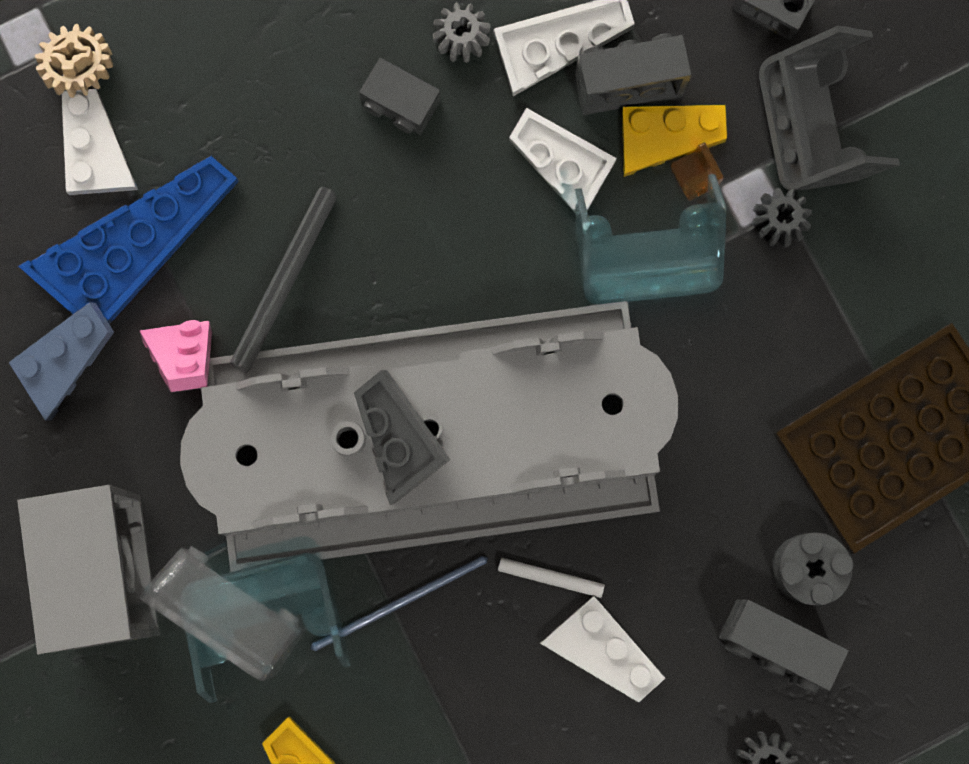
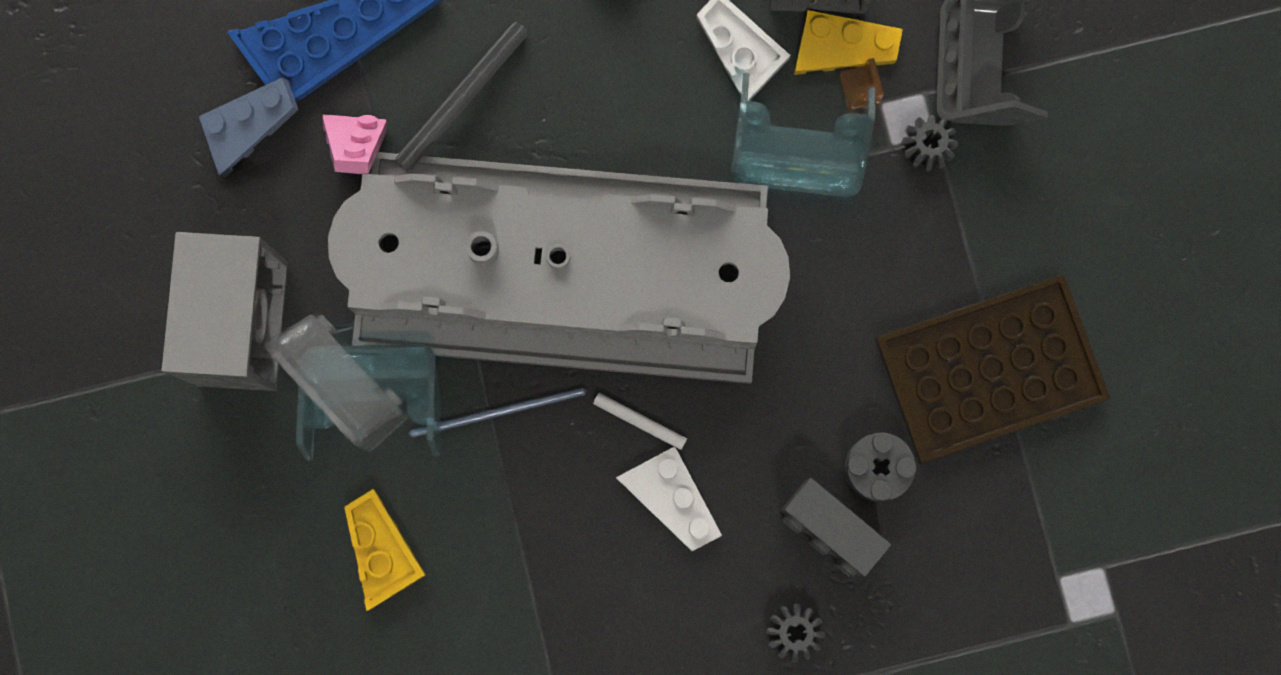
camera: 20 degrees right, 0 degrees up
(400, 437) = (529, 258): dark grey wing -> none

